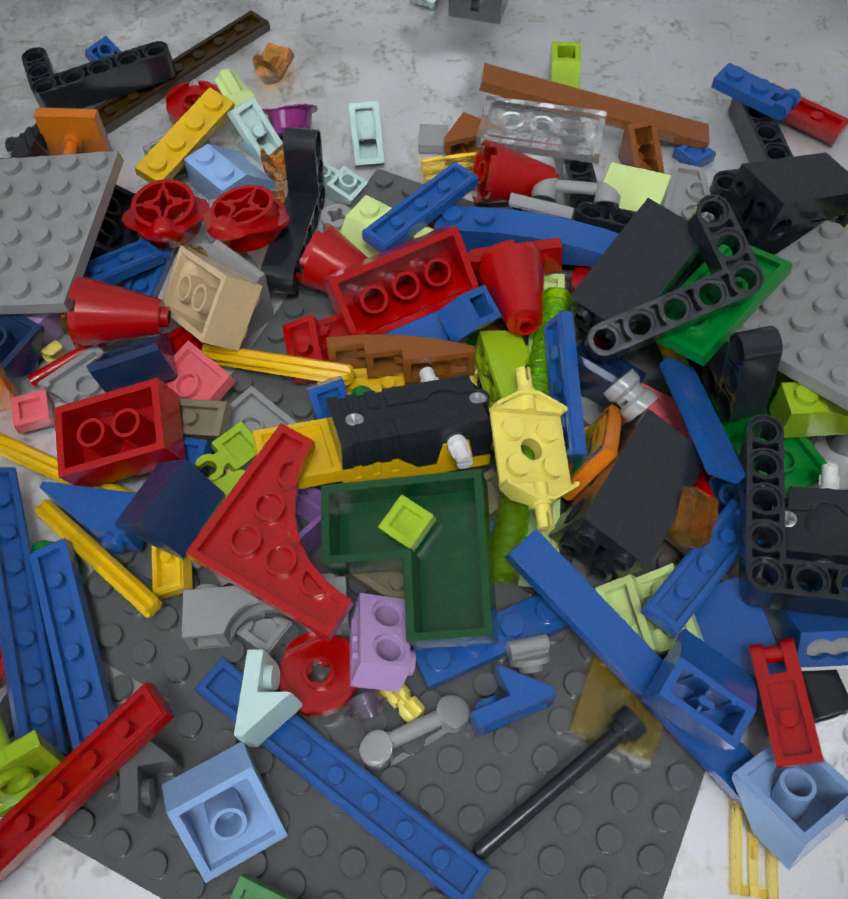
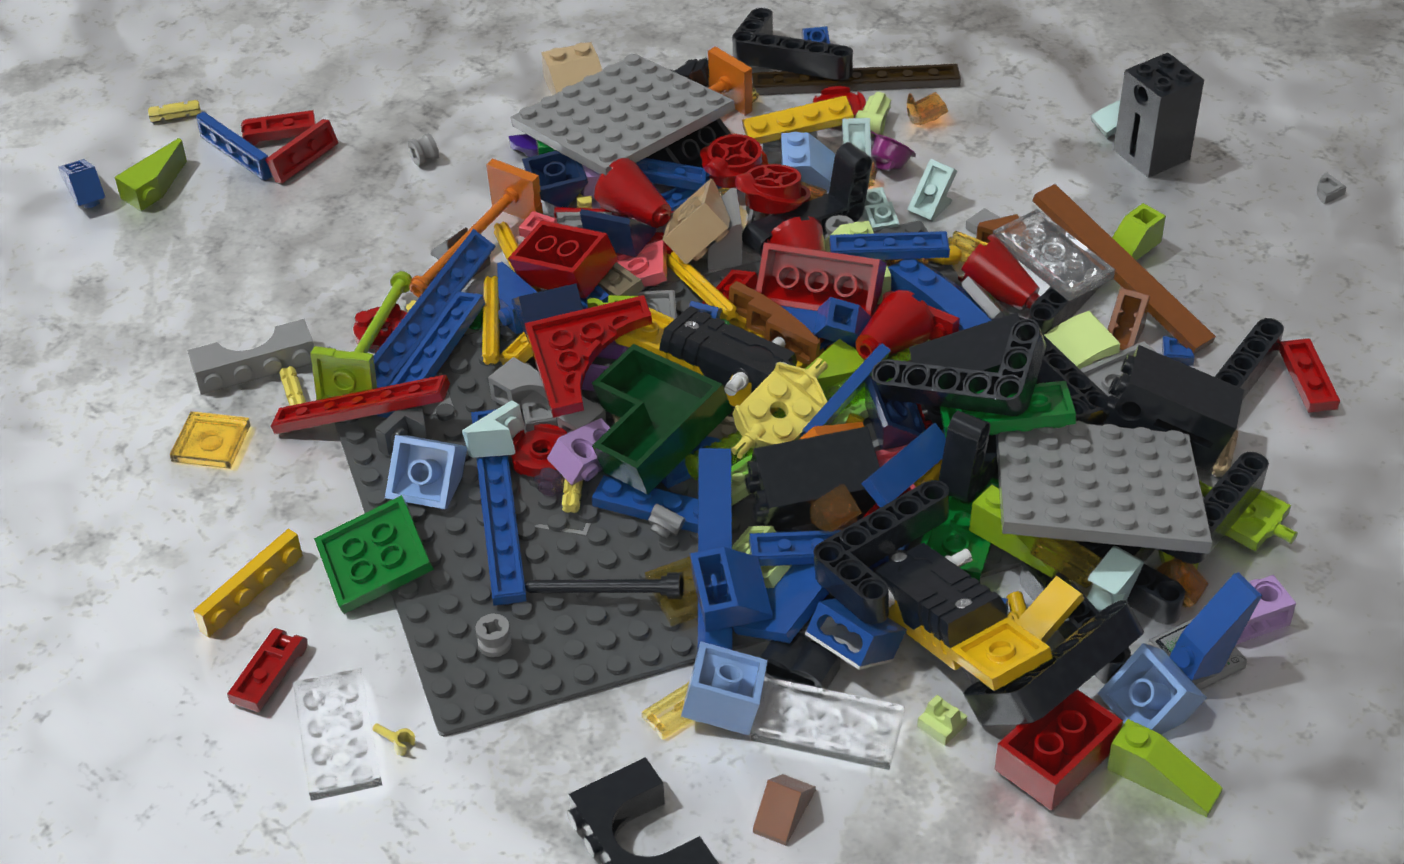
camera: 45 degrees right, 15 degrees down
(378, 746) = (589, 516): light grey bar -> none
(407, 523) = (661, 397): lime plate -> none
(520, 699) = (626, 537): blue slope -> none
(604, 193) = (1011, 296): light grey bar -> none
(630, 395) = (874, 414): light grey wheel -> none
(756, 92) = (1267, 328): blue plate -> none
(786, 706) = (768, 628): red plate -> none

